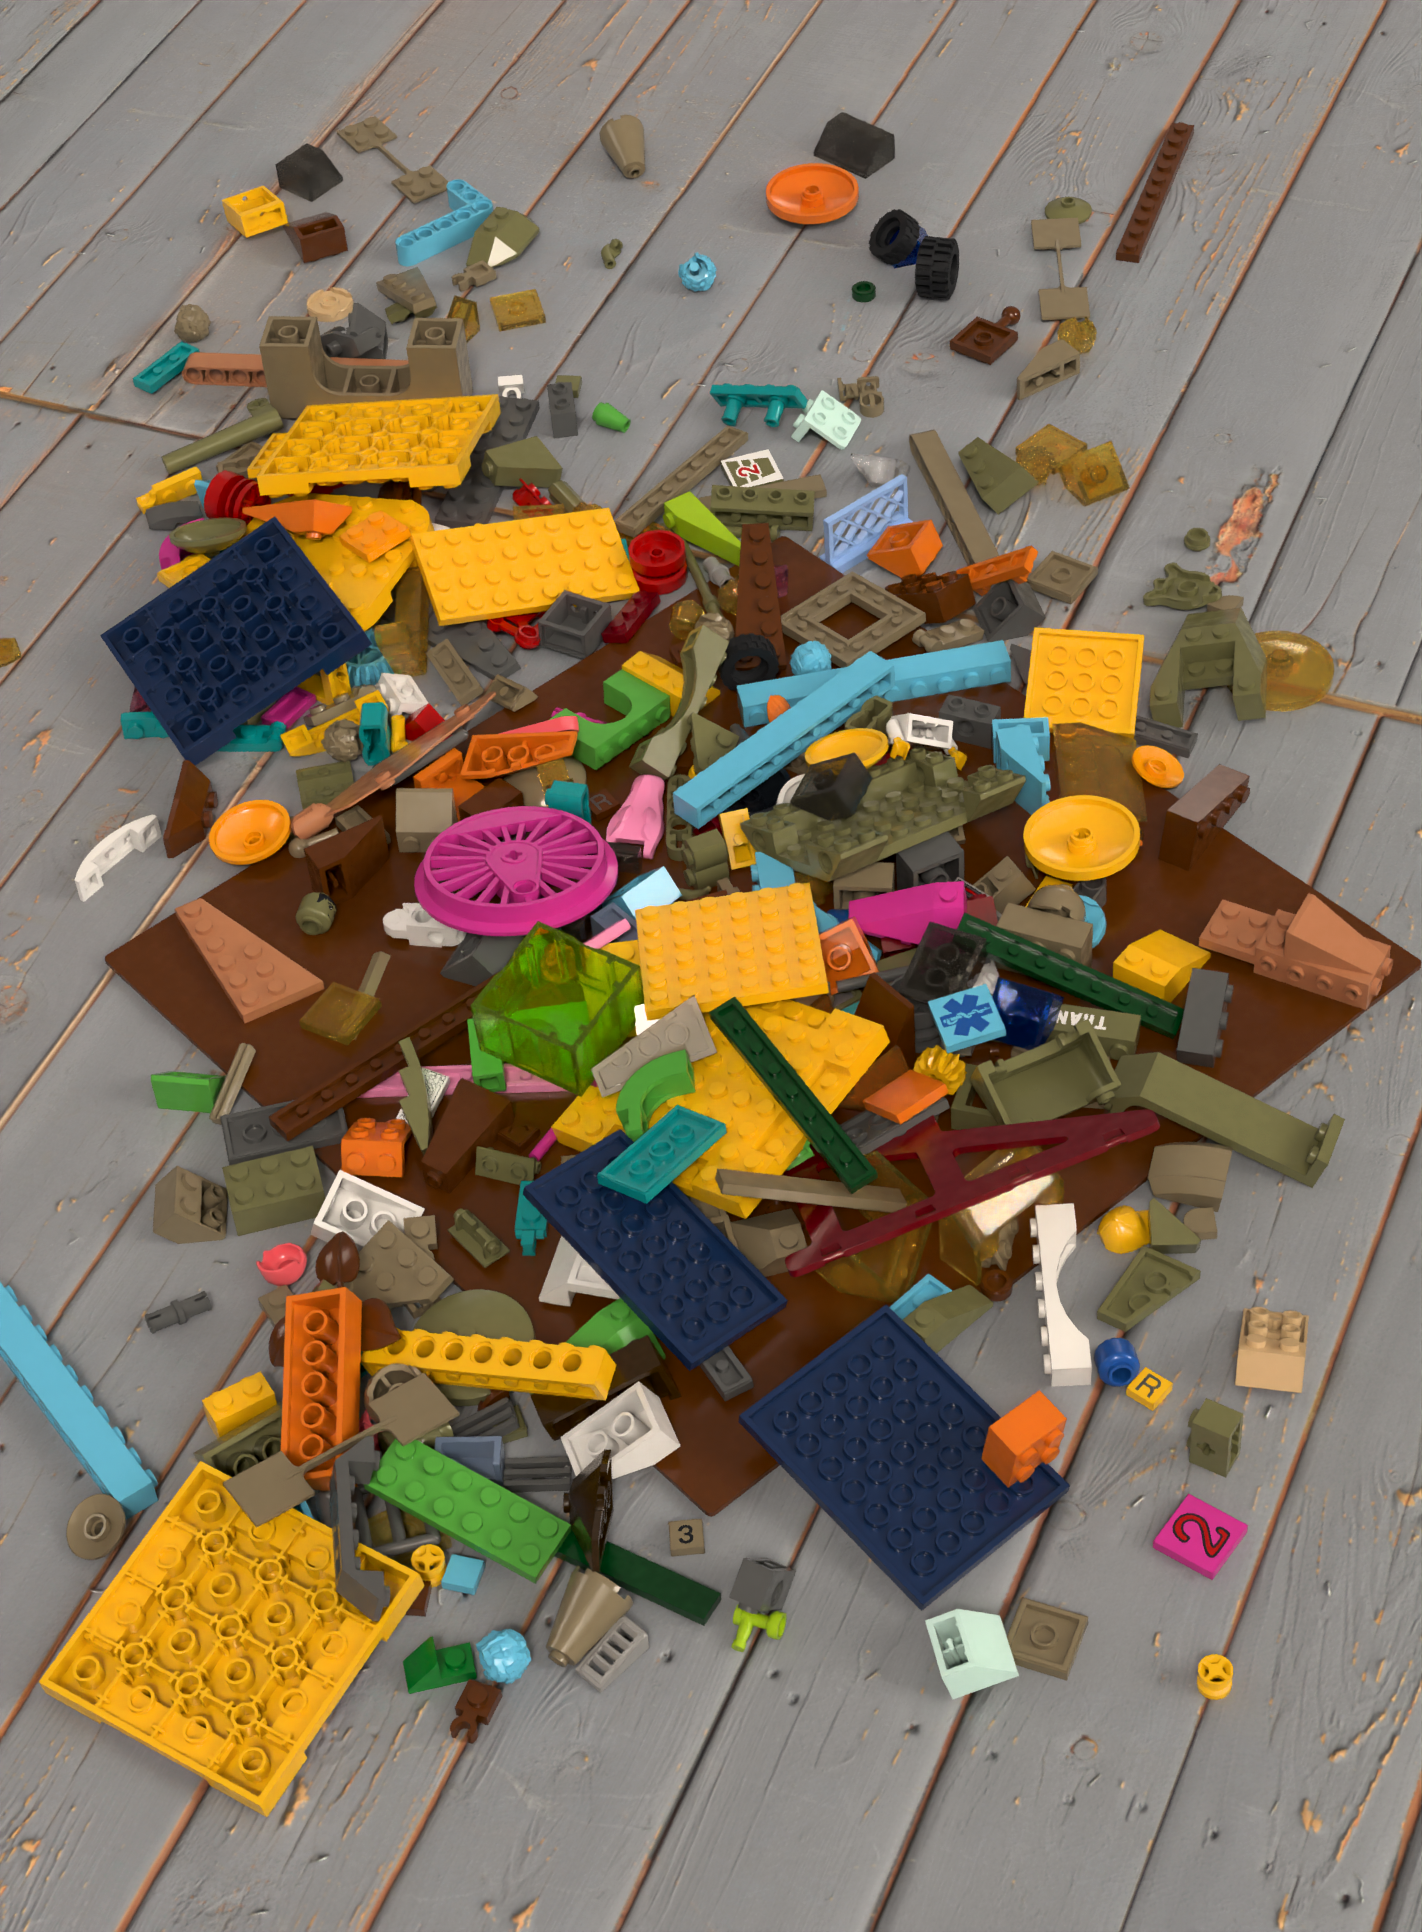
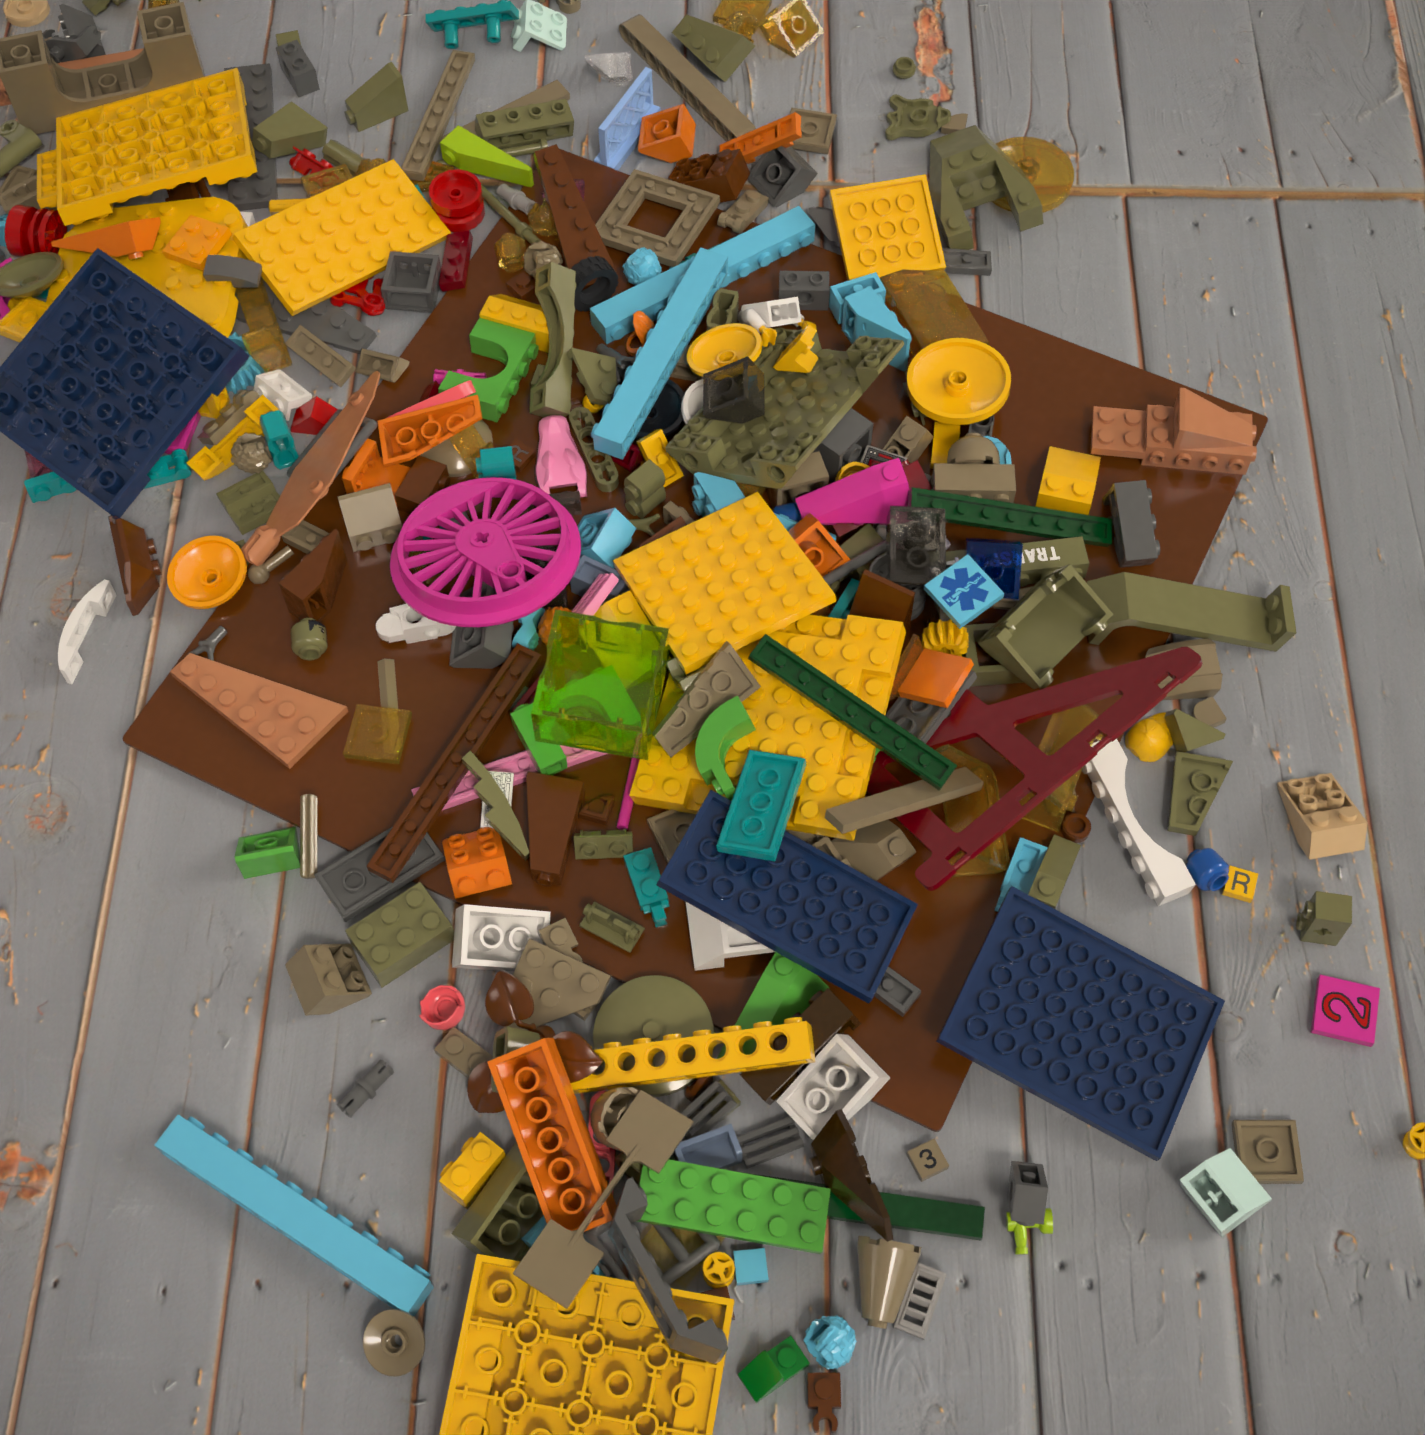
camera: 25 degrees left, 15 degrees up
(221, 896) = (210, 643): none -> dark grey bar
(397, 733) = (297, 432): yellow arm -> none
(399, 568) = (239, 271): none -> dark grey slope
(511, 385) = (238, 53): white tile -> none
(610, 417) = (344, 66): bright green cone -> none
(625, 454) = (377, 99): none -> olive slope
(751, 470) = (494, 90): tile -> none
(920, 772) = (797, 354): none -> yellow slope
(1024, 1439) = (1187, 979): orange brick -> none
(1157, 766) = (975, 292): light orange dish -> none
(1201, 815) = (1040, 330): reddish brown wedge -> none

